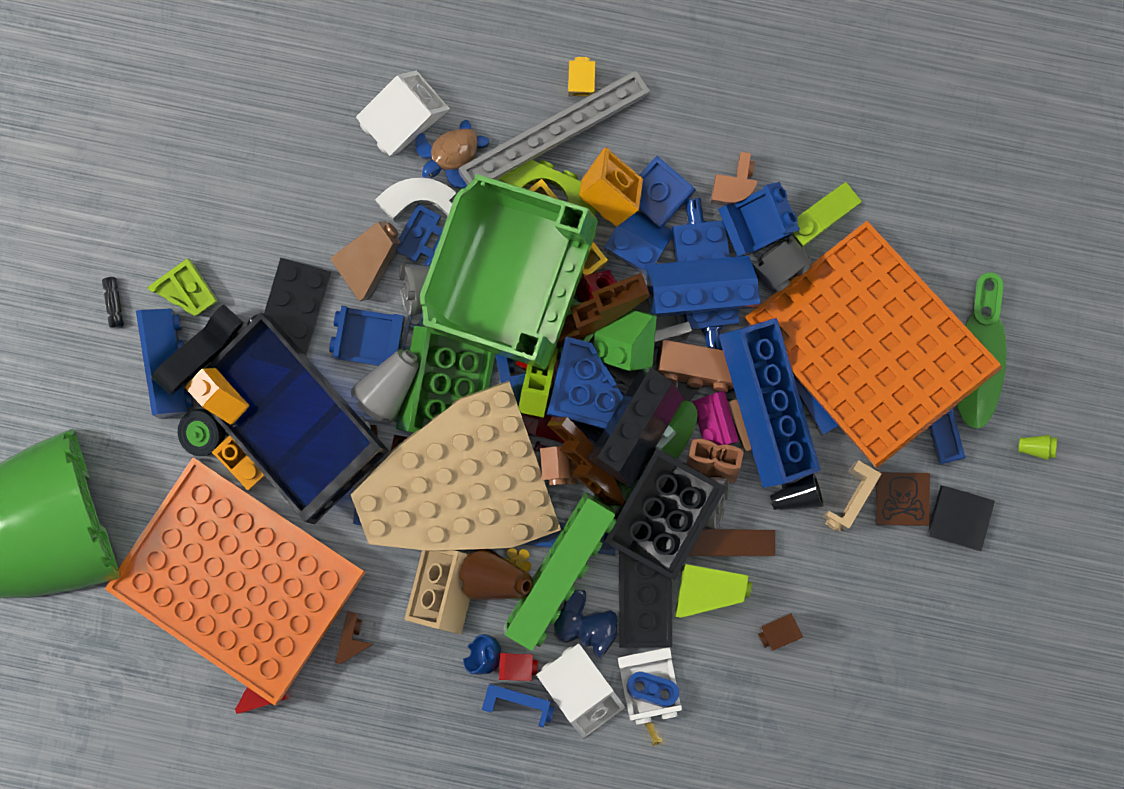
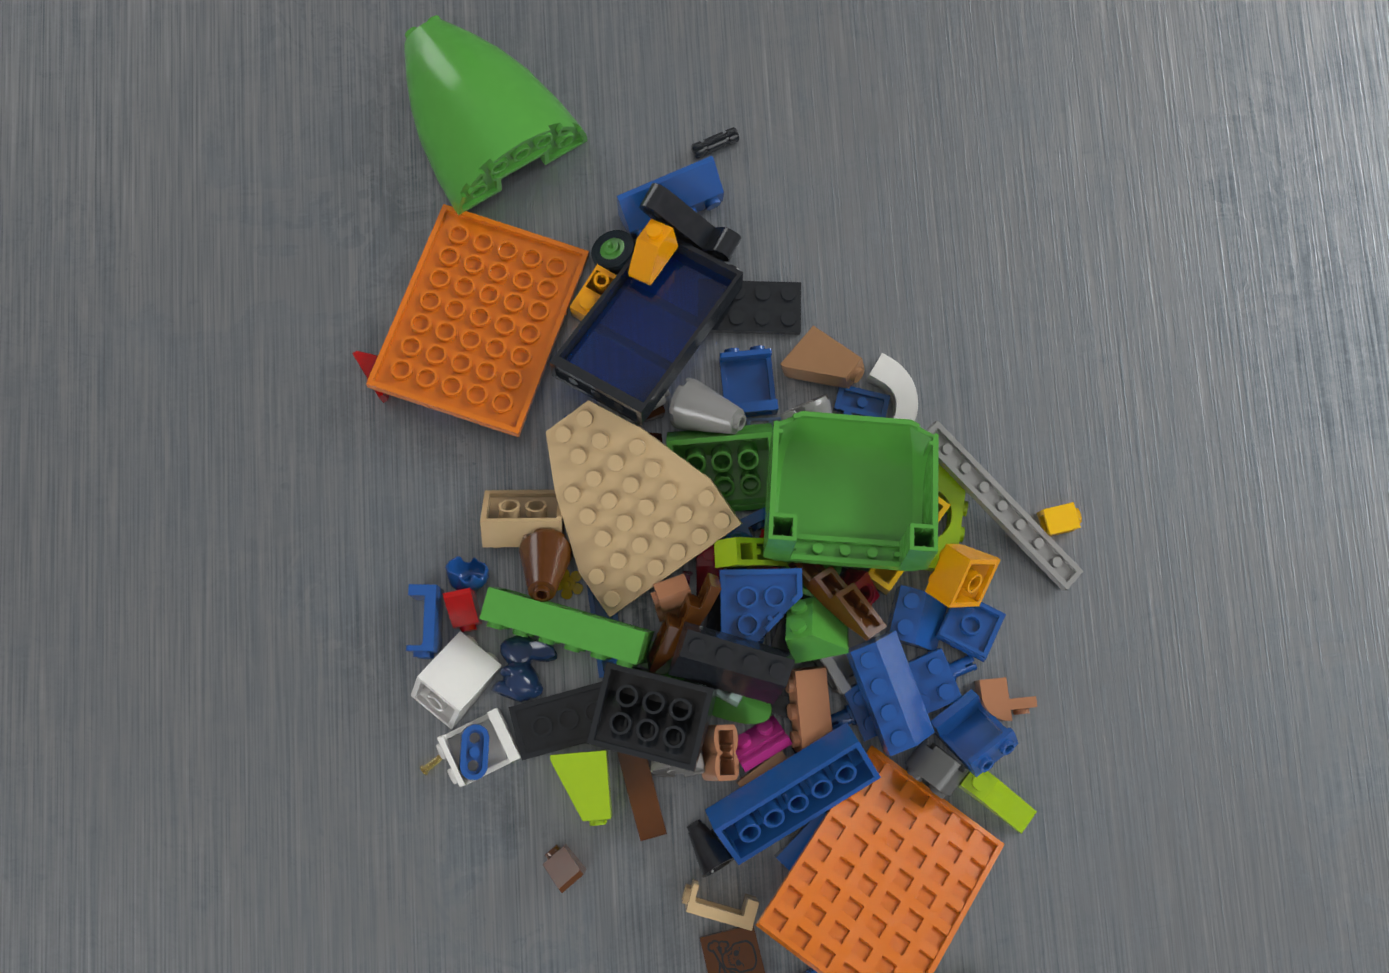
camera: 65 degrees right, 5 degrees down
(185, 288) = (746, 203): lime wing -> none
(348, 645) = (446, 443): reddish brown slope -> none
(401, 112) = (973, 357): white slope -> none
(450, 152) = (949, 411): animal -> none

